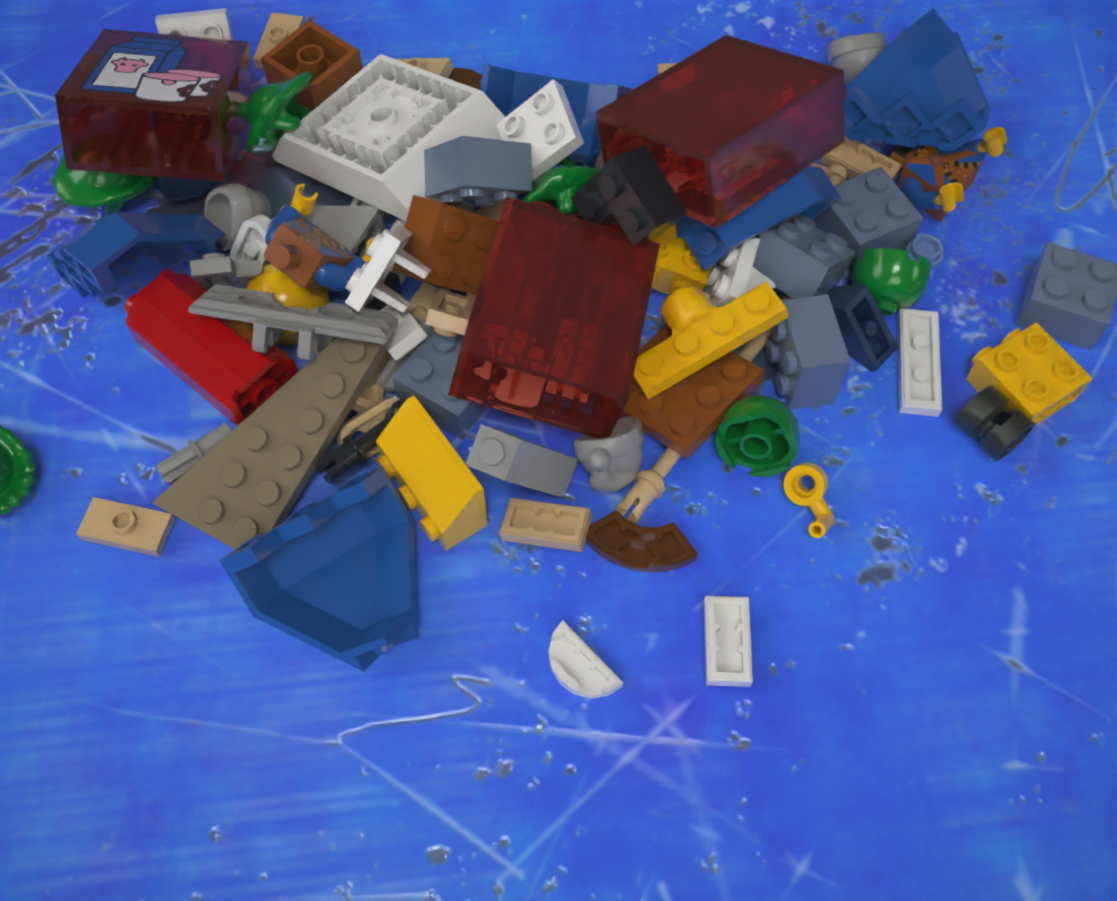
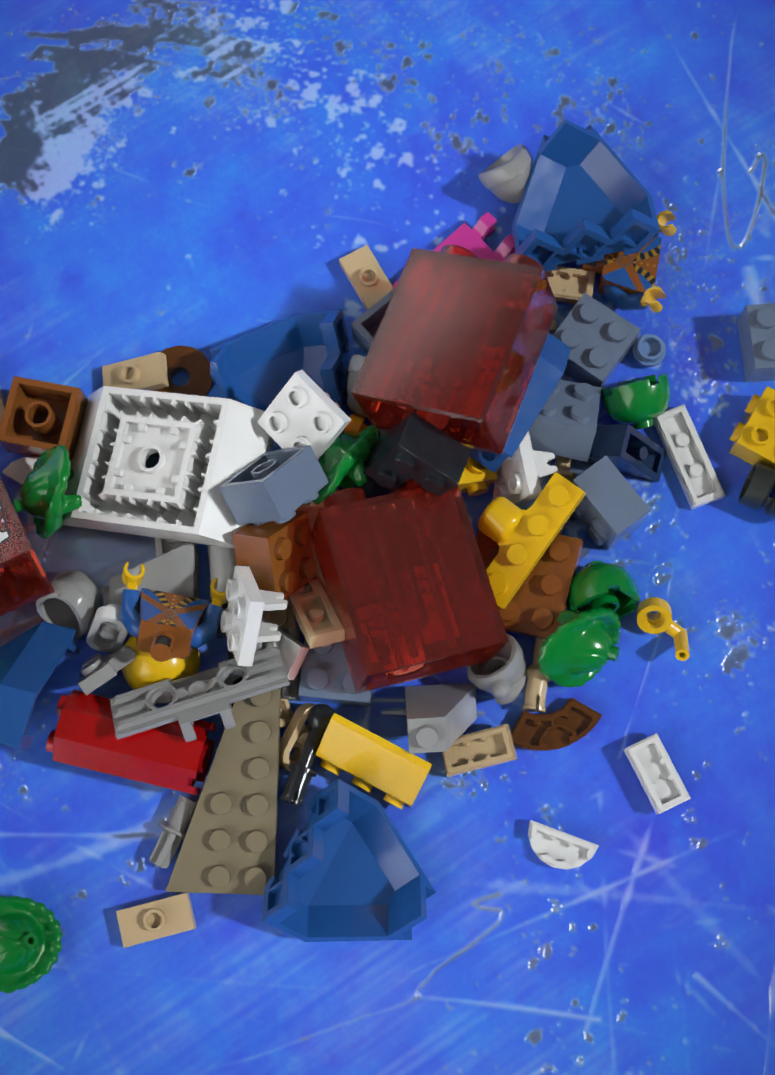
camera: 25 degrees left, 15 degrees up
(708, 467) = (580, 646): none -> green piece

